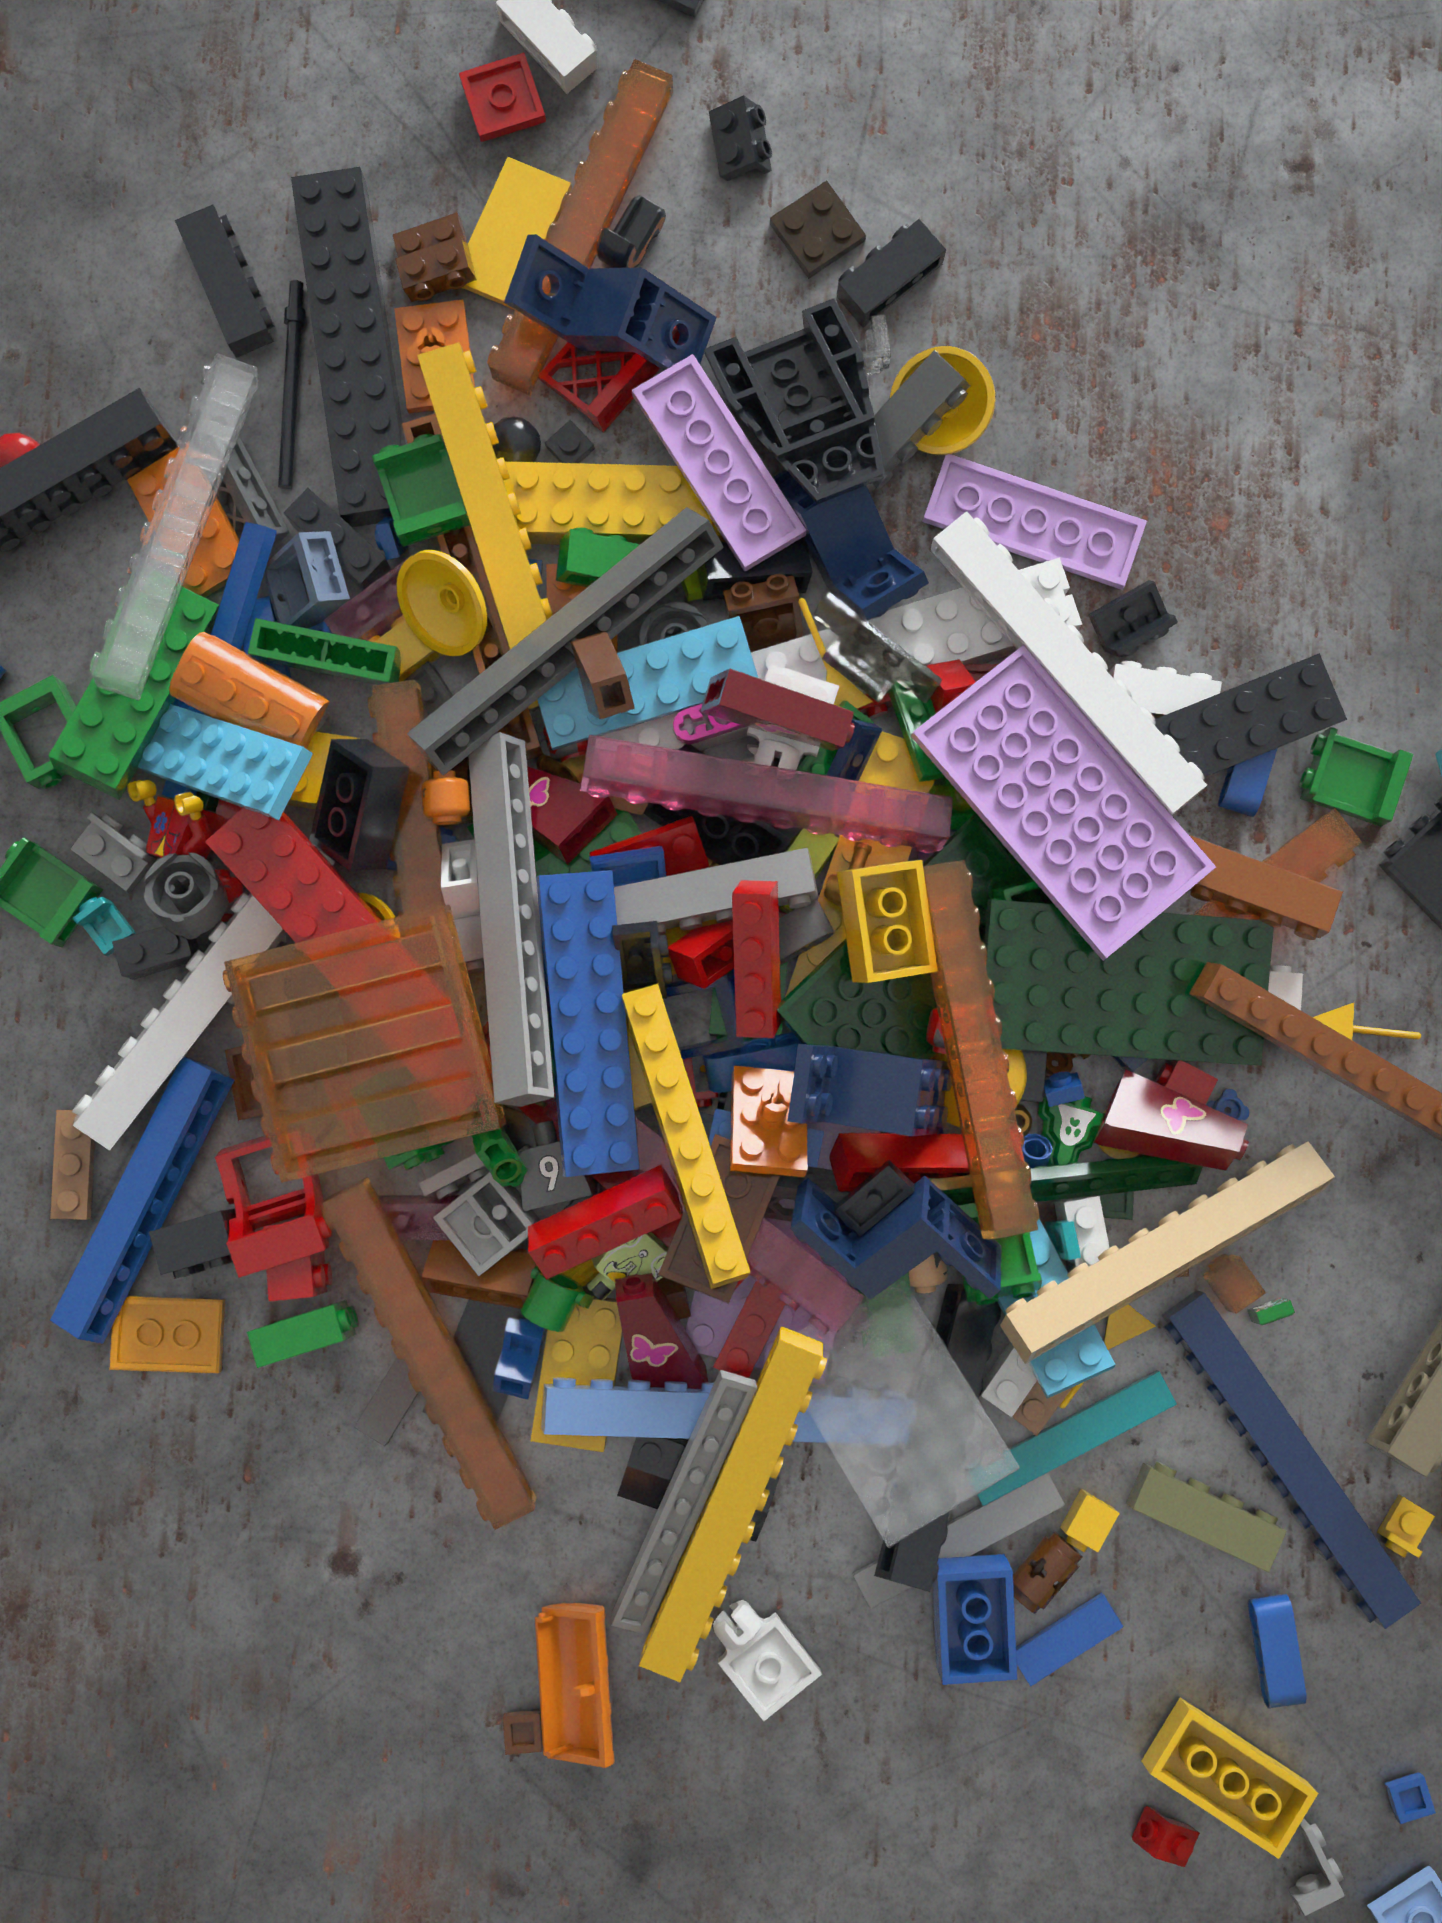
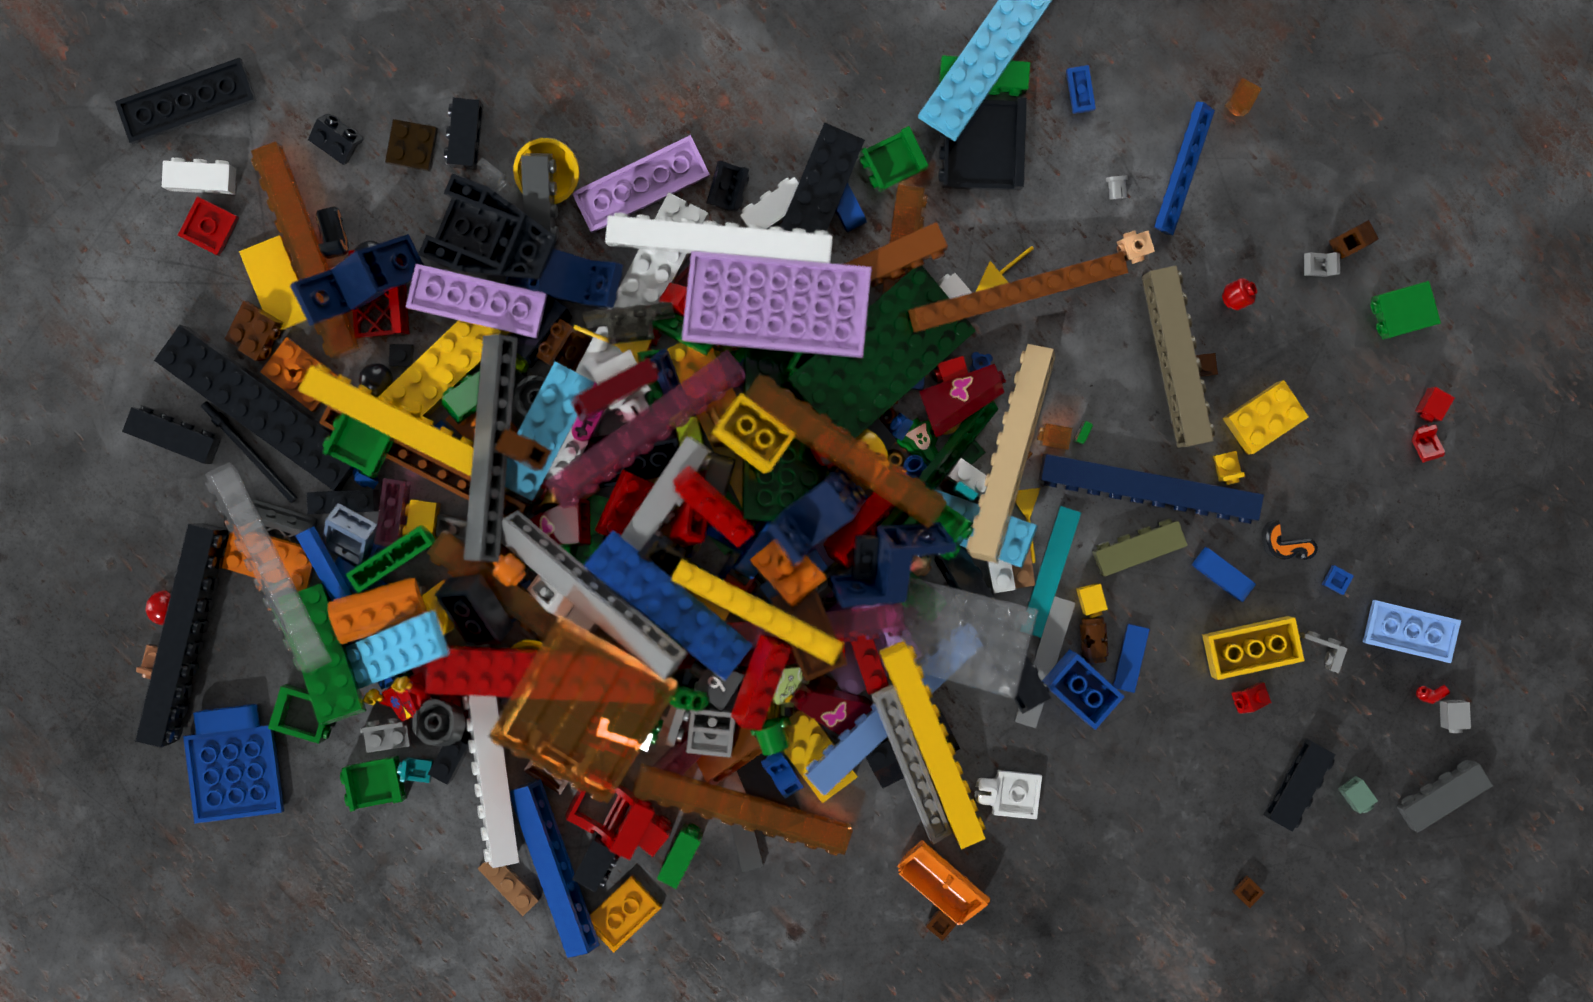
camera: 45 degrees left, 5 degrees up
(441, 602) = (419, 486): yellow dish -> none
(631, 865) = (619, 518): blue tile -> none
(1371, 1683) = (1286, 549): none -> black animal

